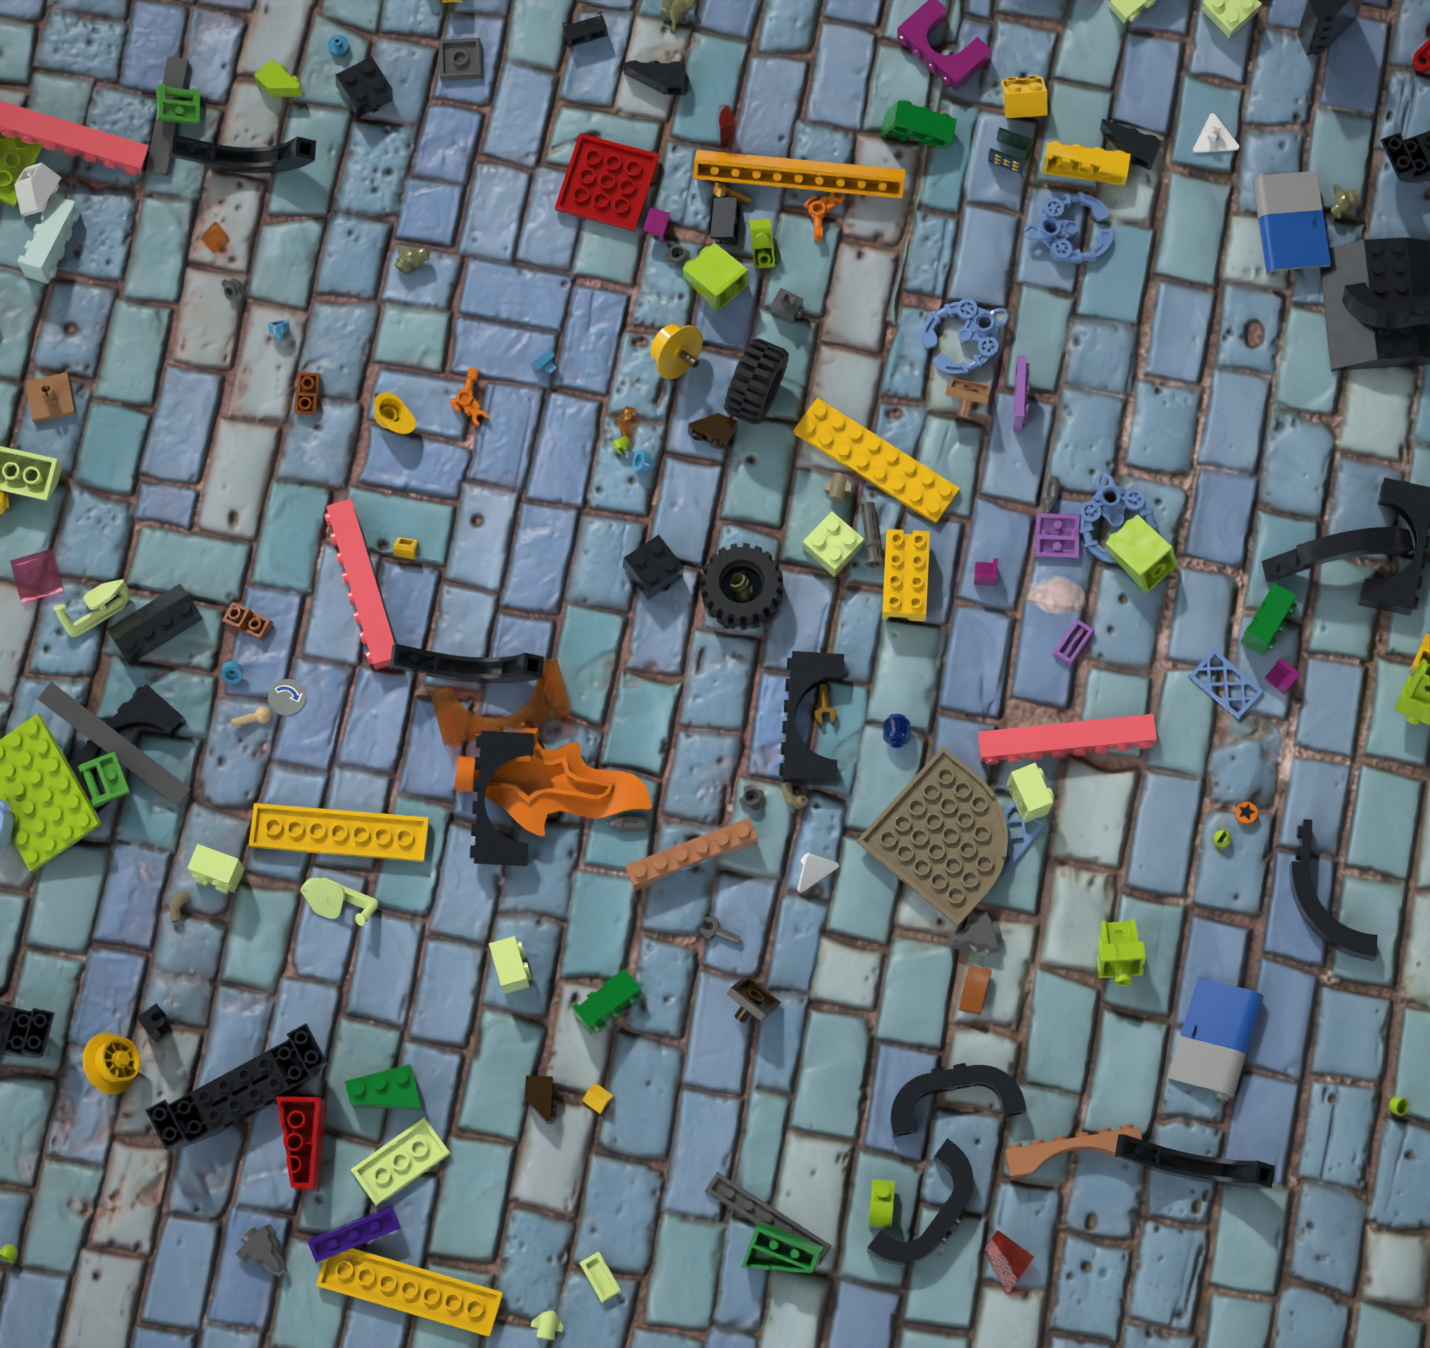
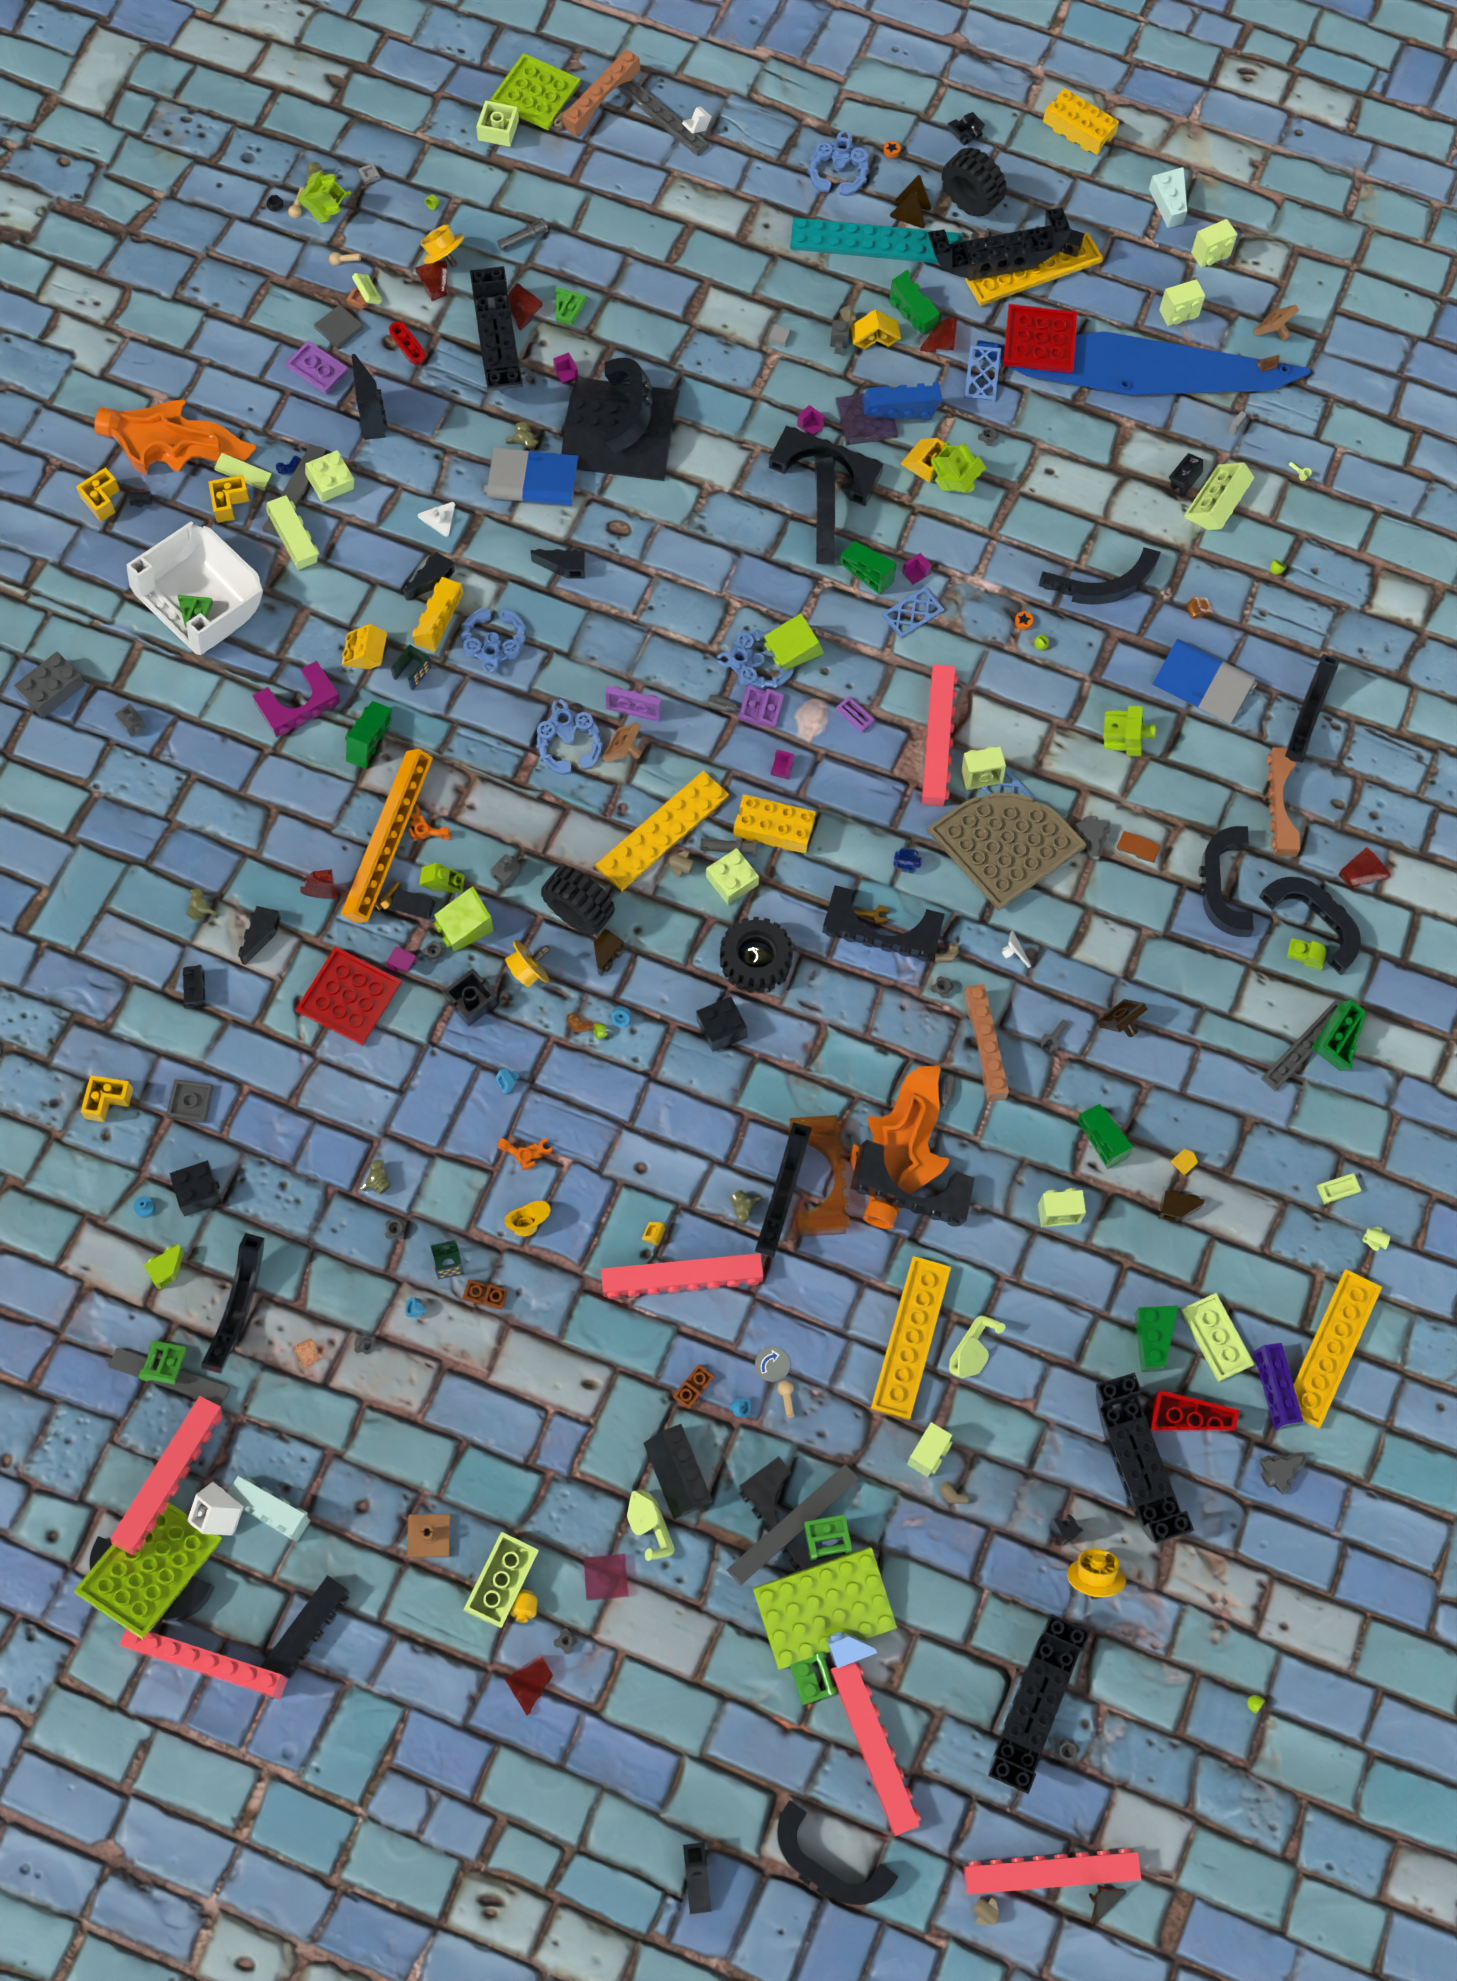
camera: 85 degrees left, 5 degrees down
(339, 341) = (444, 1251): none -> clear green piece
(360, 284) = (391, 1224): none -> dark grey plate
(452, 631) = (743, 1205): none -> olive animal
(628, 302) = (470, 997): none -> black brick
(1187, 288) = (562, 562): none -> black slope
(1318, 1019) = (1199, 607): none -> clear orange slope

